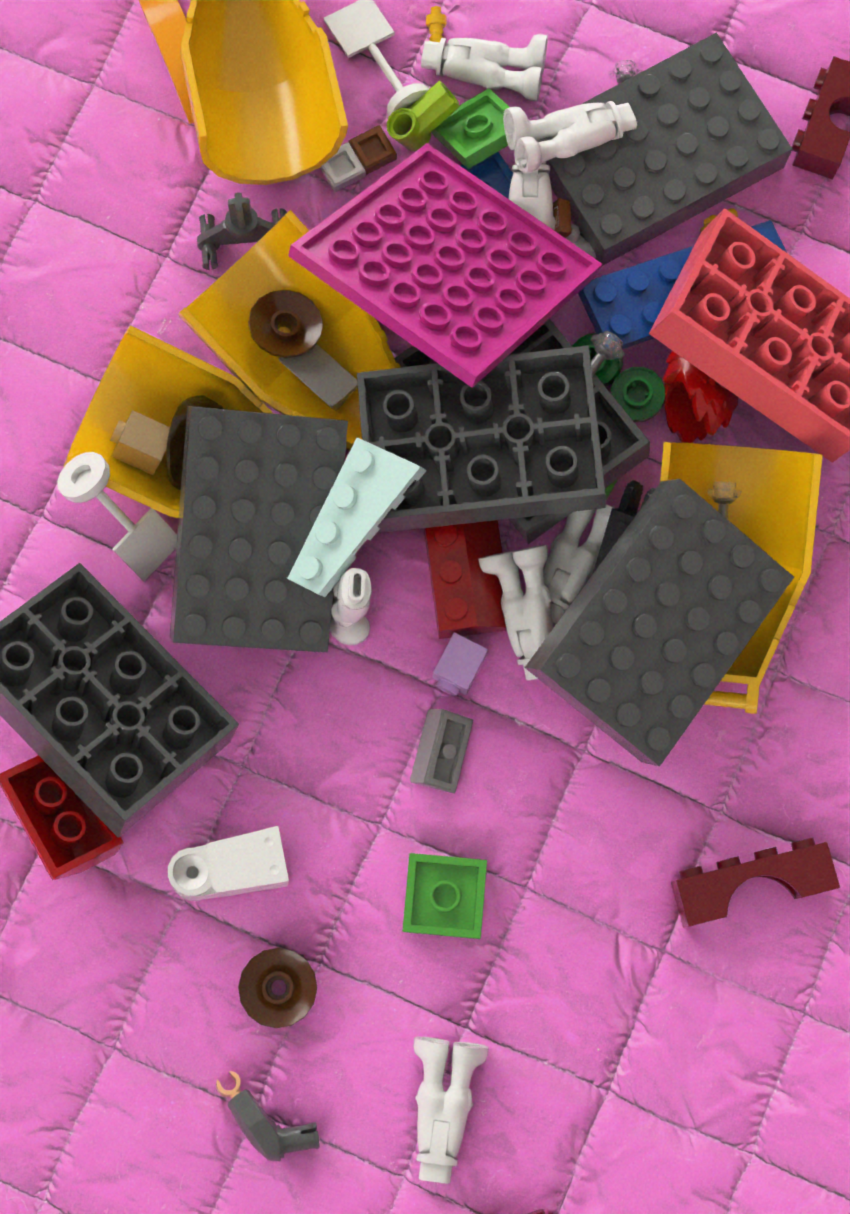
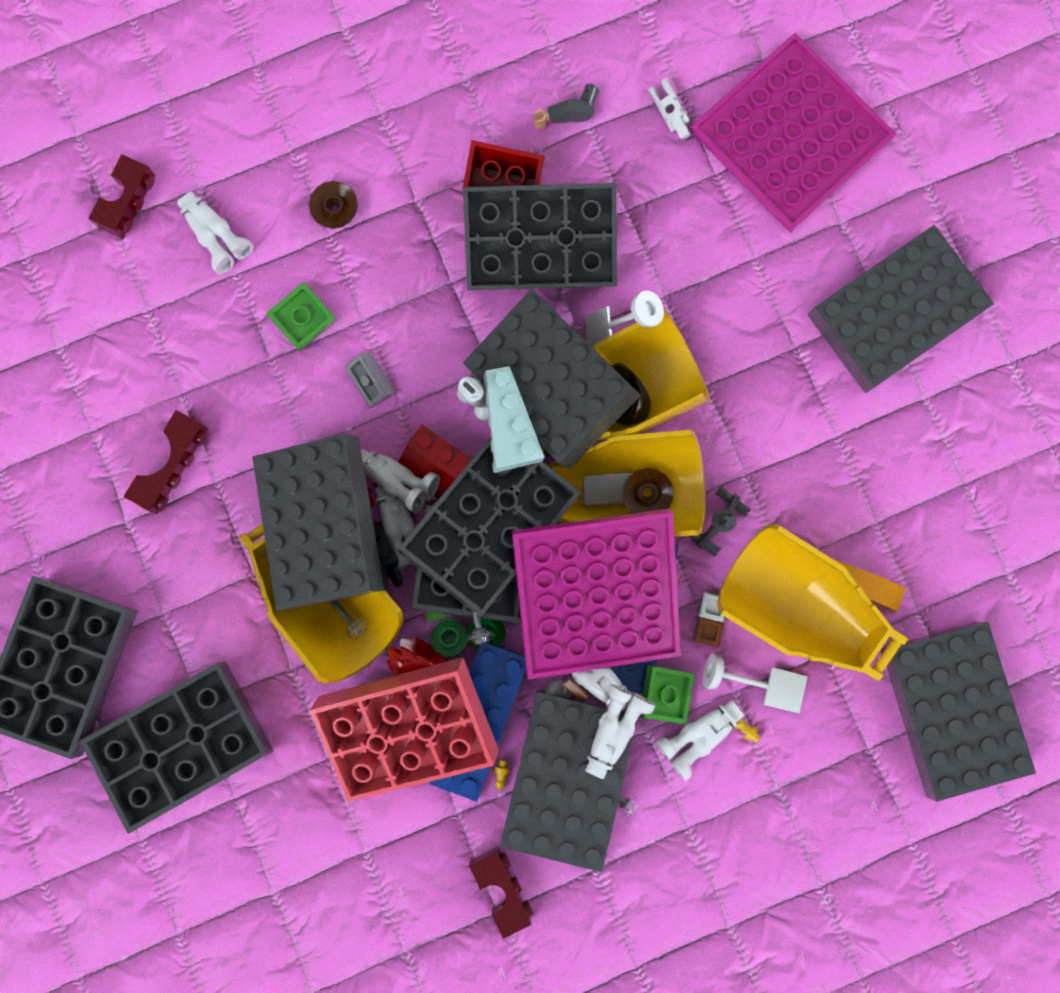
camera: 135 degrees right, 5 degrees up
(140, 442) = (651, 366): tan brick -> none
(230, 866) = (404, 227): white piece -> none
(261, 1130) = (279, 142): dark grey arm -> none
(423, 116) = (699, 671): lime piece -> none
(459, 665) = (399, 422): lavender brick -> none

